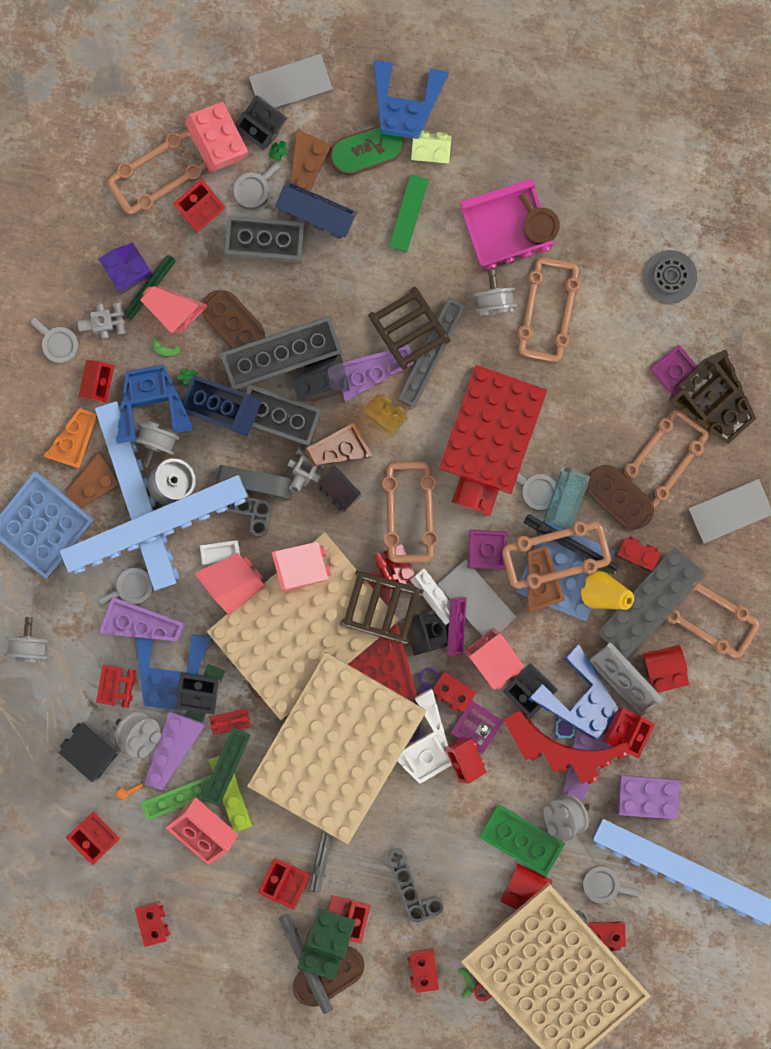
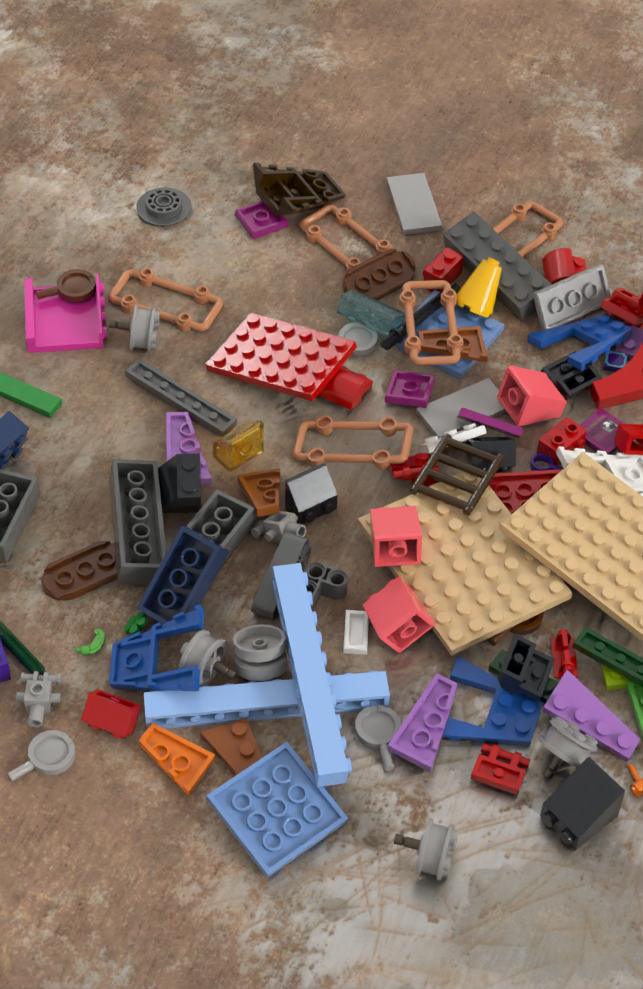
camera: 80 degrees left, 35 degrees down
(172, 308) = (48, 612): coral slope -> none
(393, 347) = (164, 423): dark brown bar -> none

